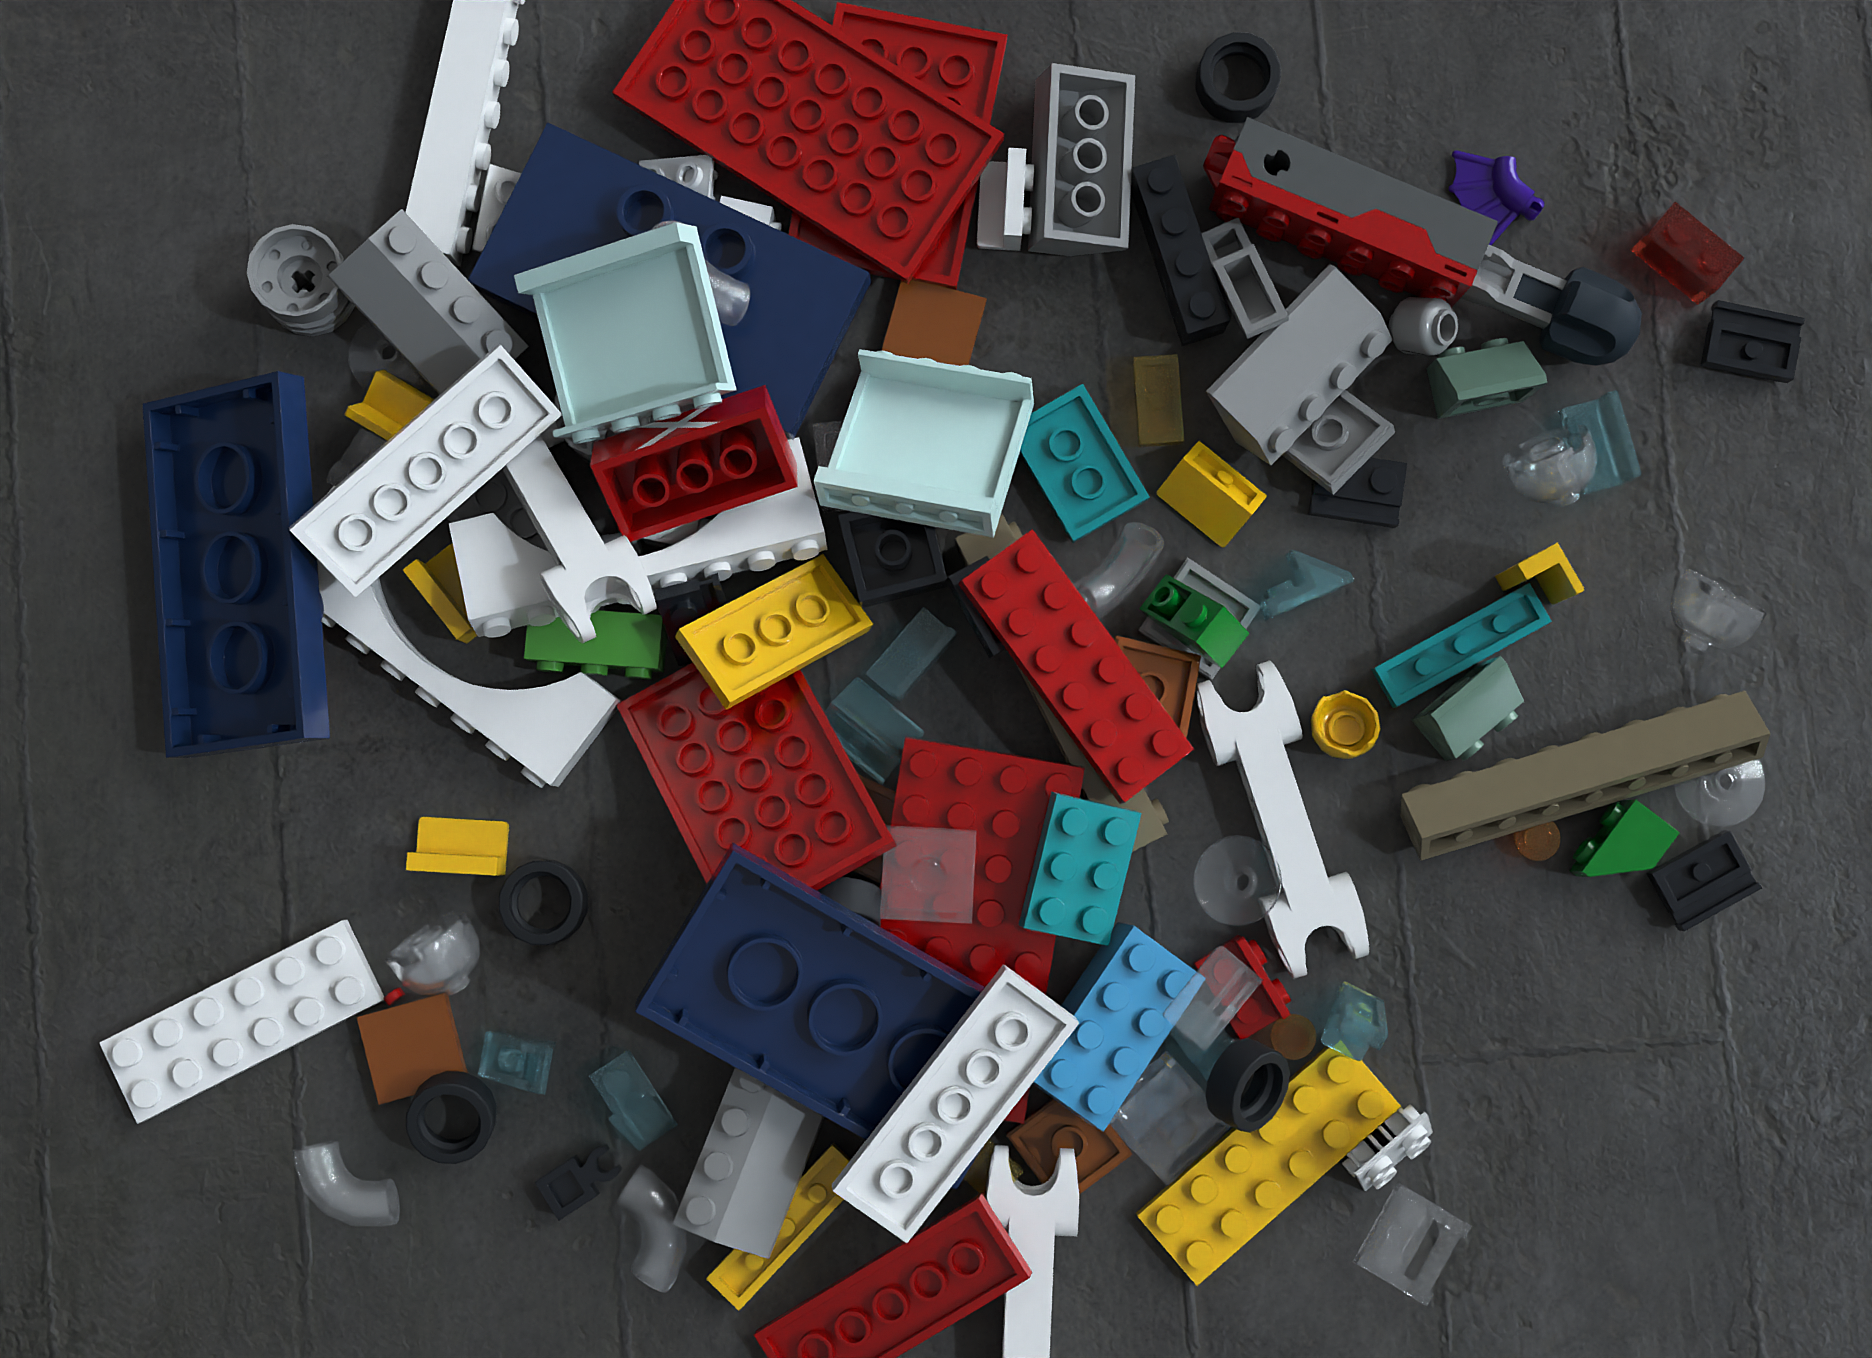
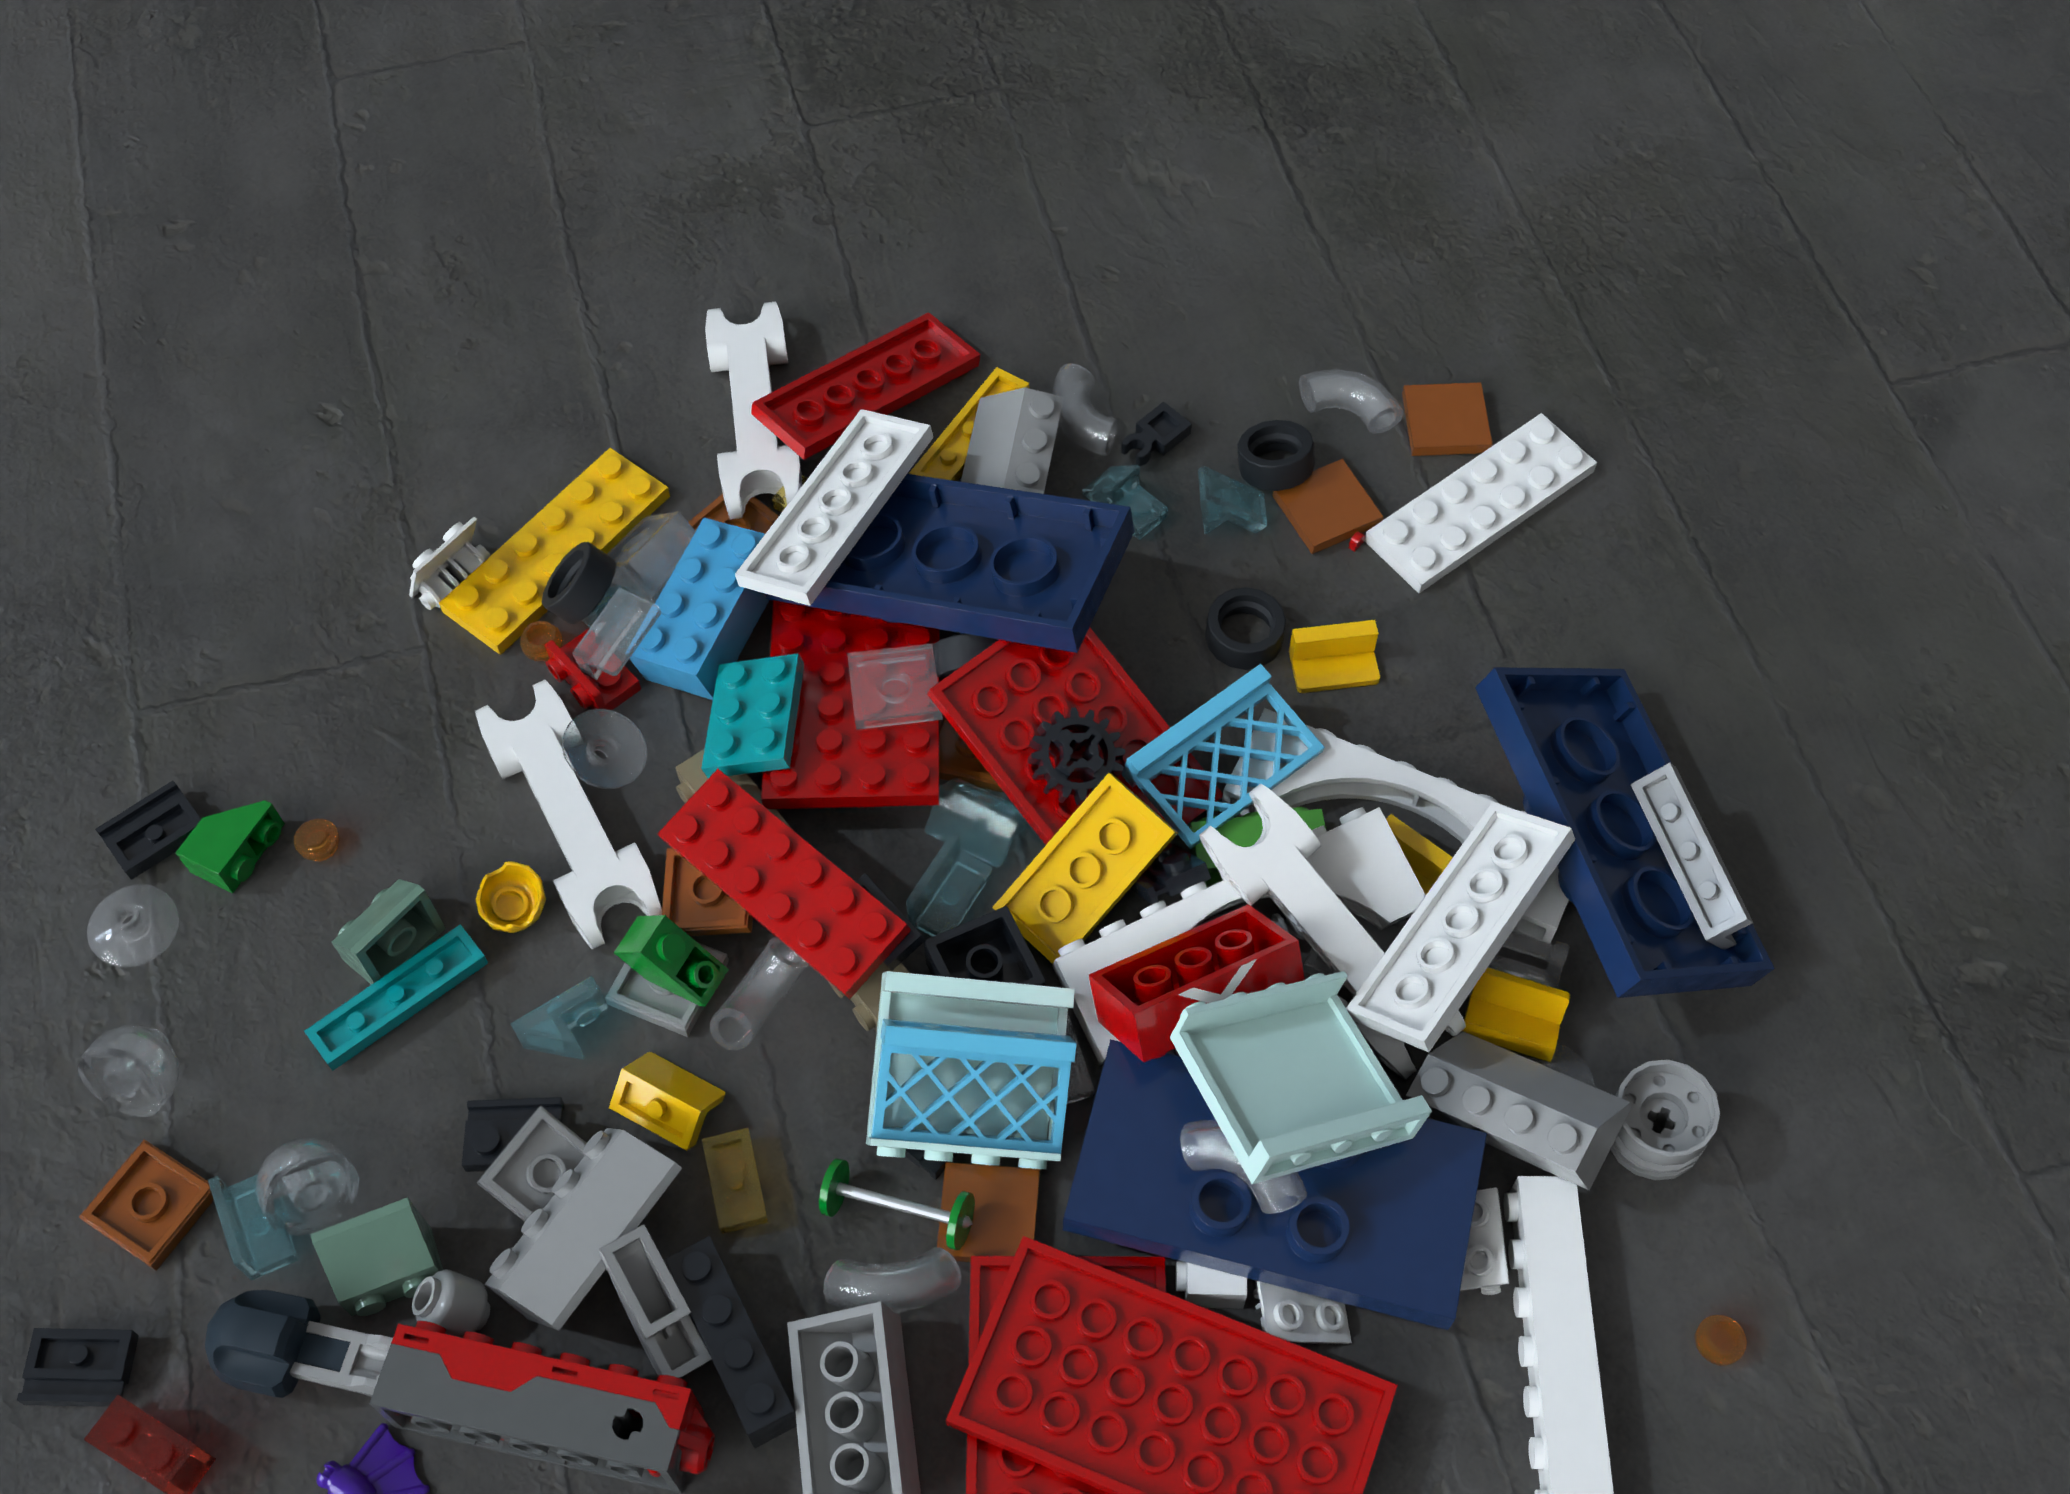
camera: 165 degrees right, 25 degrees down
(178, 517) = (1692, 855): none -> light grey fence
(245, 1141) = (1446, 419): none -> dark orange tile
(321, 97) = (1720, 1340): none -> clear orange plate
(437, 956) = (1328, 566): clear cylinder -> none
(616, 764) = (1202, 725): none -> medium azure fence
(741, 758) = (1063, 743): none -> black gear
(919, 448) = (973, 1044): none -> medium azure fence
(1001, 202) = (935, 1357): white bracket -> none
(1032, 267) = (898, 1285): none -> clear cylinder
(1068, 371) = (836, 1188): none -> green axle
(1079, 464) = (808, 1099): teal plate -> none
(1355, 1022) = (481, 653): clear light blue slope -> none
(1398, 1236) = (434, 515): clear plate -> none
(1551, 571) = (322, 1066): yellow panel -> none
(1583, 774) = (265, 894): dark tan brick -> none
(1694, 485) = (149, 1204): none -> dark orange tile

